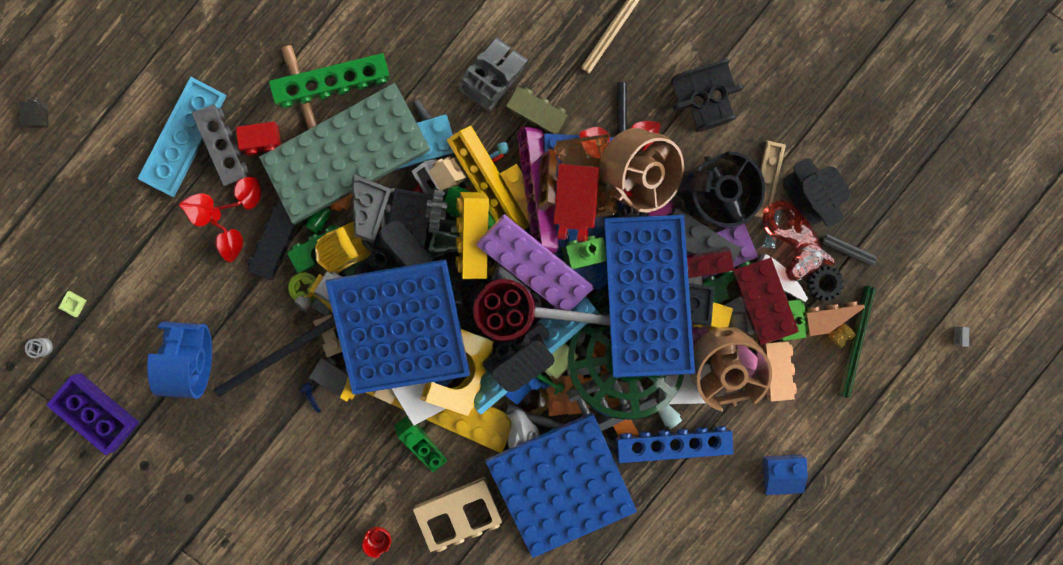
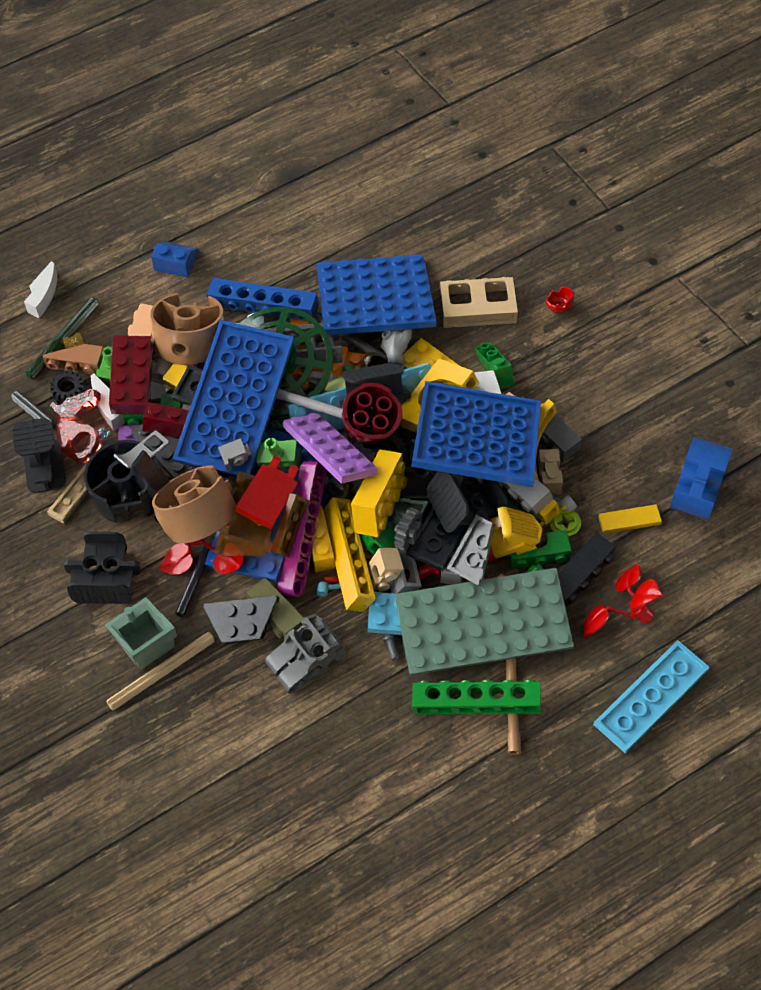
camera: 160 degrees left, 30 degrees down
(203, 118) = (619, 698): flat silver brick -> none
(246, 311) = (629, 519): none -> yellow tile
(258, 138) = (569, 666): red brick -> none
(276, 356) = (607, 464): black piece -> none
(307, 388) = (587, 438): clear blue piece -> none
(563, 90) = (241, 619): none -> wing
(624, 231) = (234, 453): none -> light grey brick
(645, 41) = (143, 633): none -> sand green piece
(718, 210) = (128, 458): none -> light grey piece
(900, 390) = (42, 291): none -> white slope

